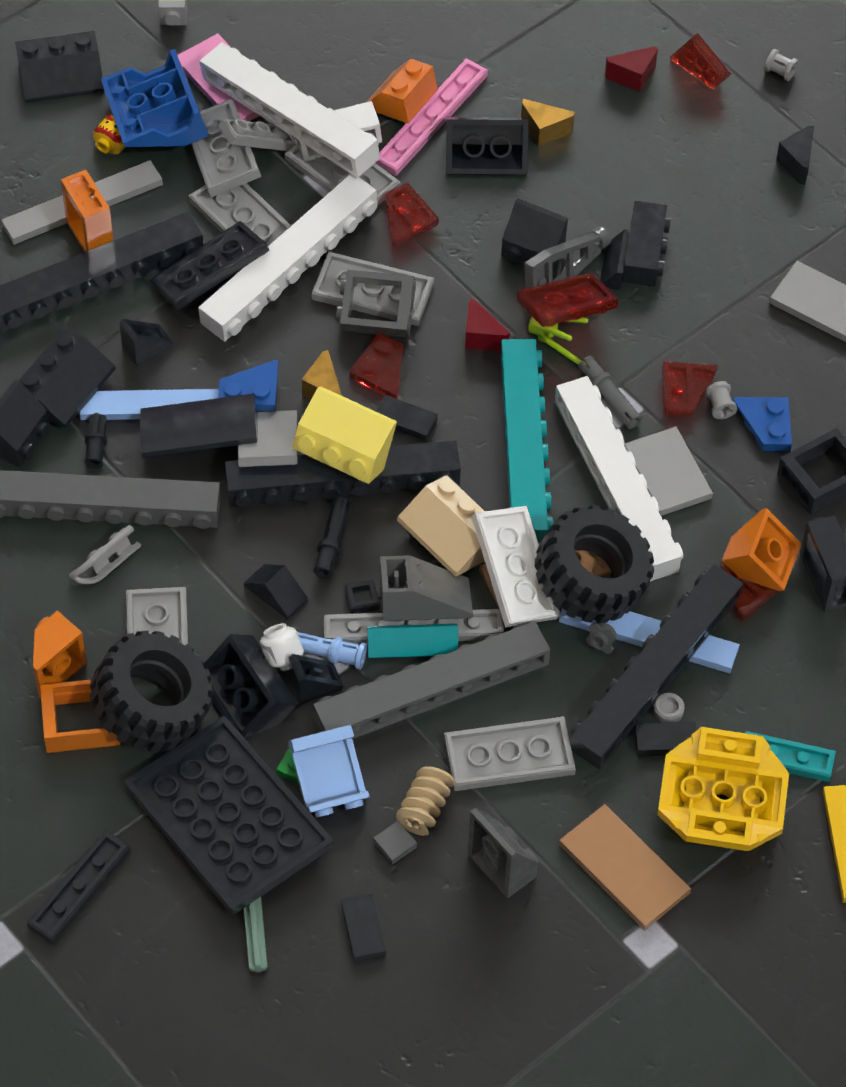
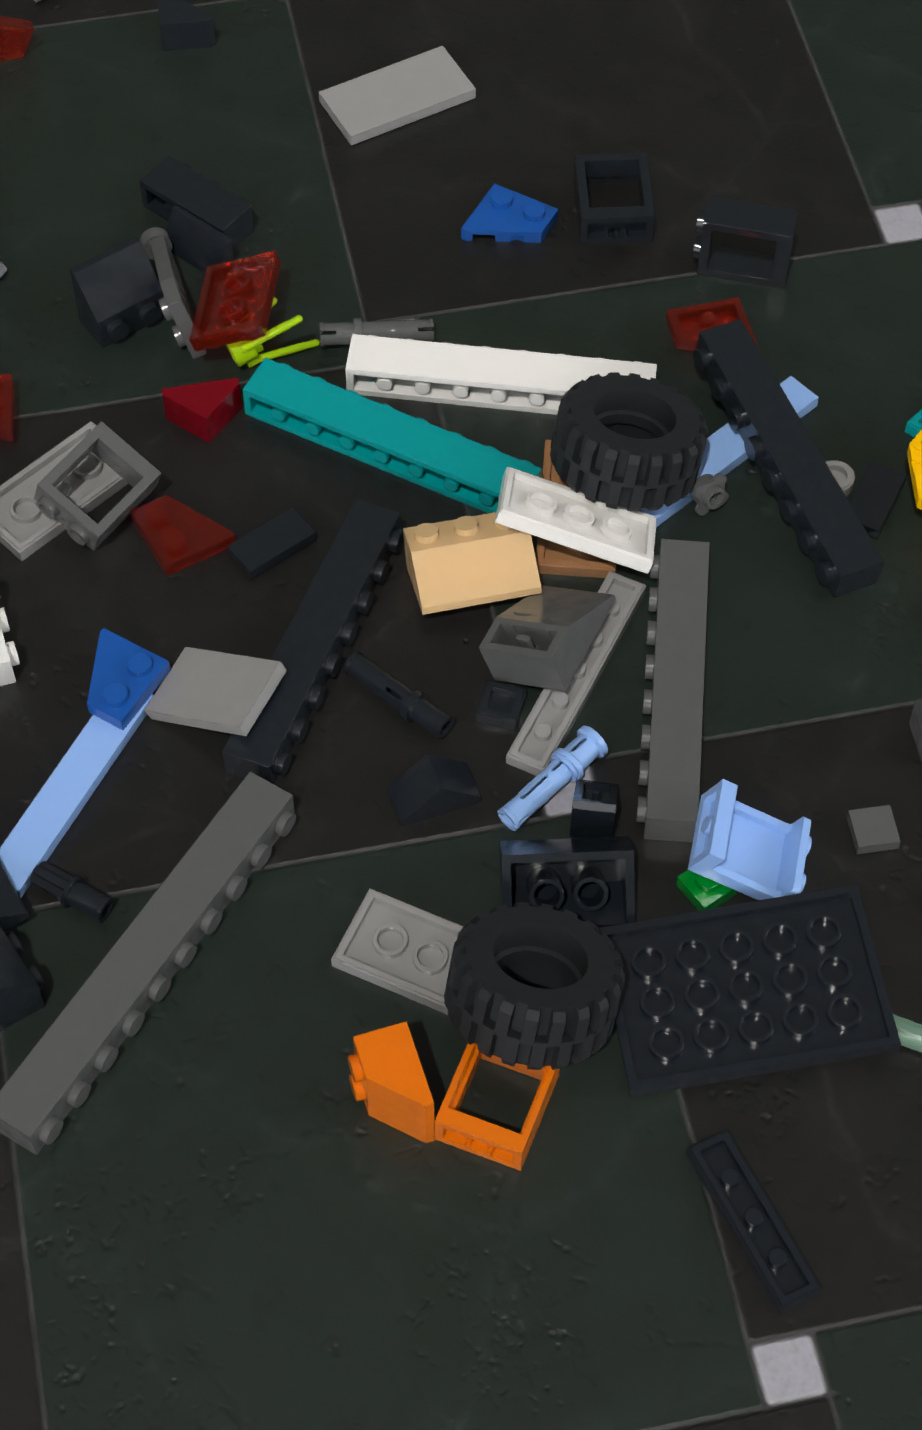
camera: 60 degrees left, 0 degrees up
(98, 558) = (269, 965): light grey piece -> none
(198, 425) = (145, 757): black slope -> none
(279, 644) = (539, 813): white head -> none
(321, 375) = (169, 599): pearl gold slope -> none
(345, 435) = (294, 592): light yellow slope -> none
(412, 640) = (603, 676): teal tile -> none
(424, 799) = (837, 767): tan piece -> none
(509, 753) = (809, 659): light grey tile -> none
(669, 470) = (518, 325): light grey tile -> none
(685, 386) = (416, 264): clear red wing -> none
(721, 400) = (458, 240): light grey bush -> none
(763, 551) = (698, 291): orange slope -> none

